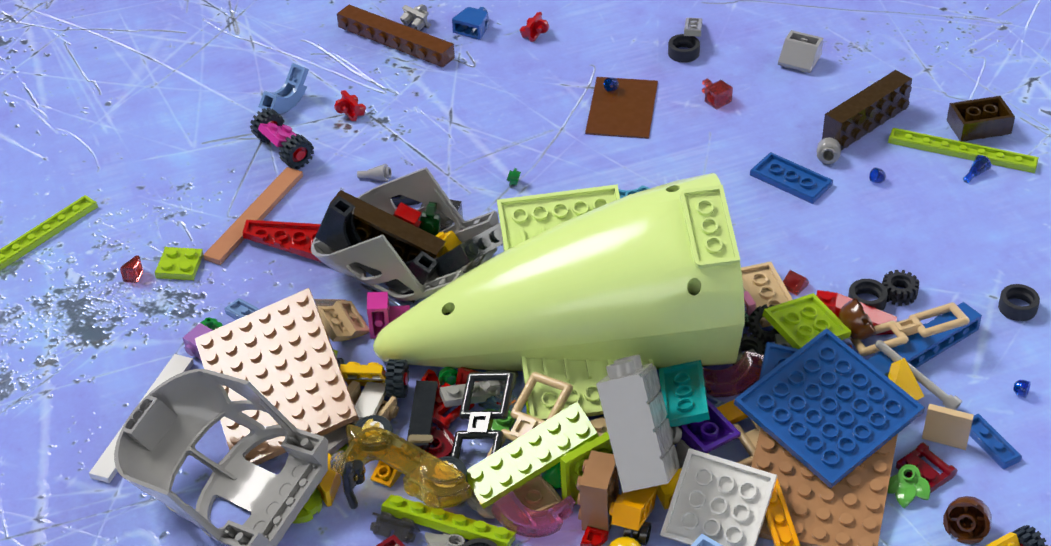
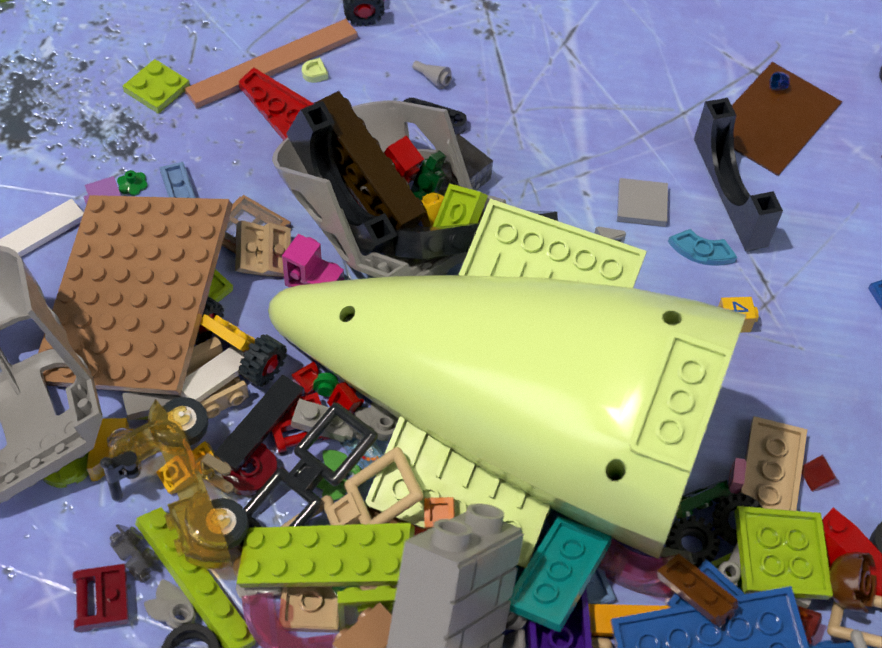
camera: 25 degrees right, 15 degrees up
(132, 270) = (102, 71): clear red slope -> none
(289, 207) = (314, 71): none -> yellowish green tile
(467, 226) = (460, 206): none -> lime plate
(513, 177) = (580, 153): green plate -> none
(572, 181) = (642, 202): none -> light grey tile
(586, 397) = (438, 509): none -> orange tile
(597, 132) = (751, 215): none -> black arch
(775, 356) = (698, 590): none -> reddish brown hinge

